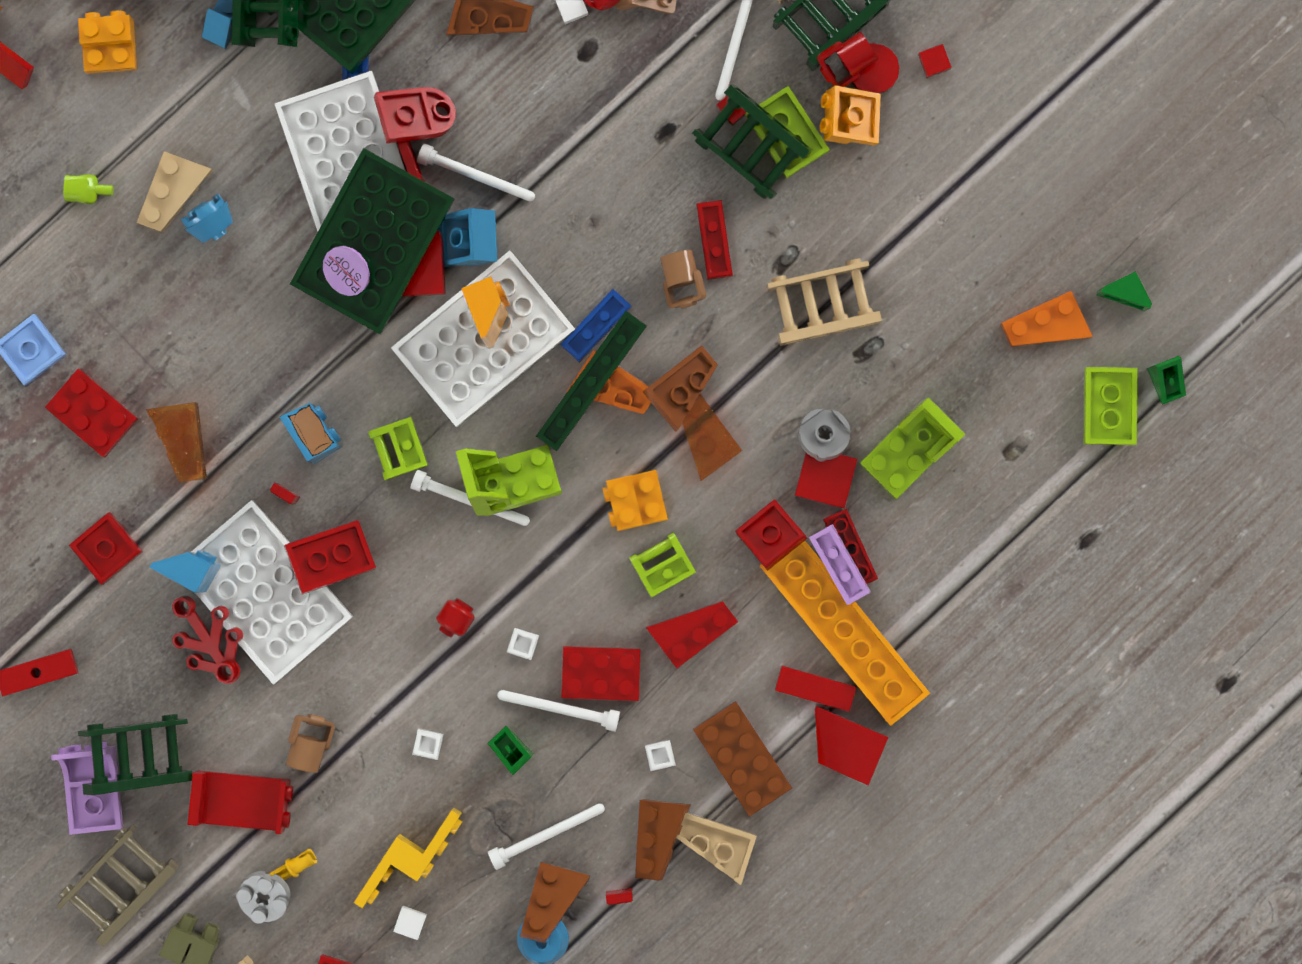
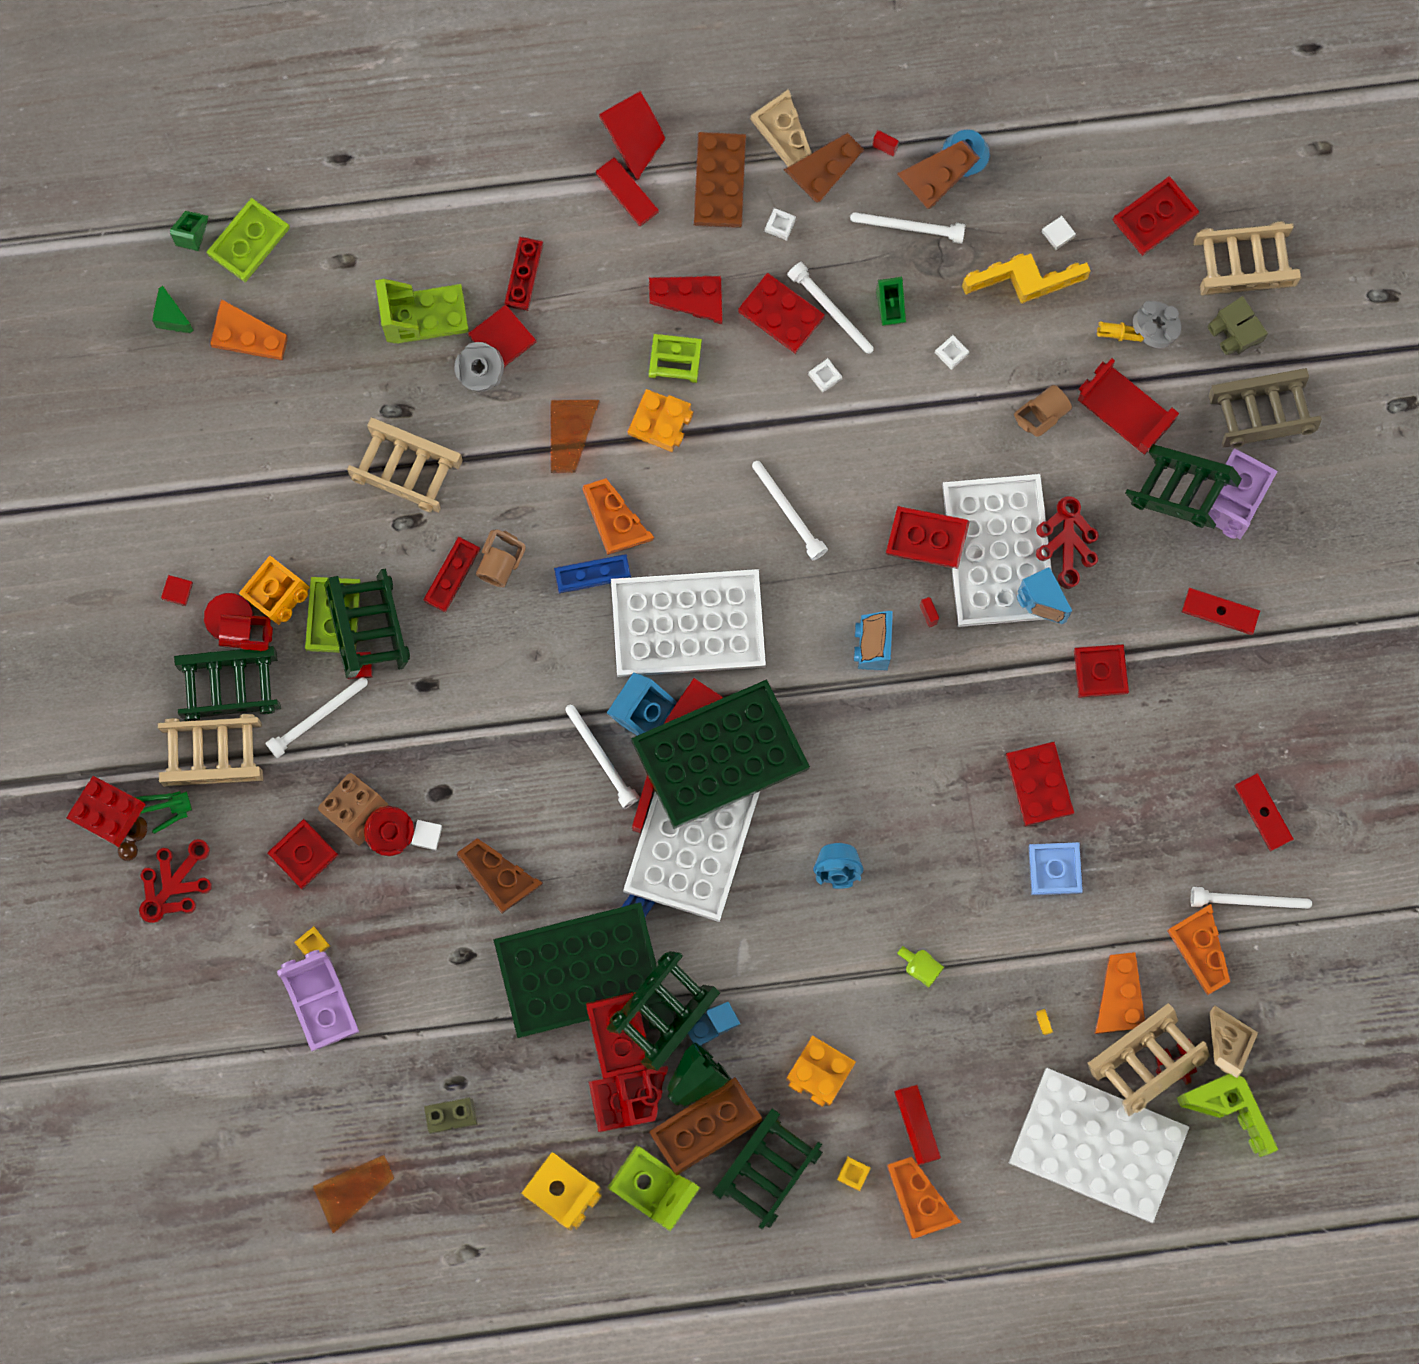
camera: 145 degrees left, 10 degrees down
(170, 189) = (852, 916): tan wing -> none
(182, 436) = (981, 711): clear orange wing -> none
(346, 270) = (757, 739): lavender piece -> none
(406, 445) = (807, 585): lime plate -> none
(413, 113) = (616, 832): tile -> none
(455, 618) = (863, 427): red head -> none
(488, 308) = (667, 622): light orange slope -> none
(507, 482) = (744, 498): lime bracket -> none
(591, 380) = (627, 527): dark green plate -> none
(680, 387) = (561, 477): dark orange wing -> none
(771, 534) = (576, 322): red tile -> none
(839, 564) = (540, 262): lavender plate -> none
(847, 634) = (573, 218): light orange plate -> none

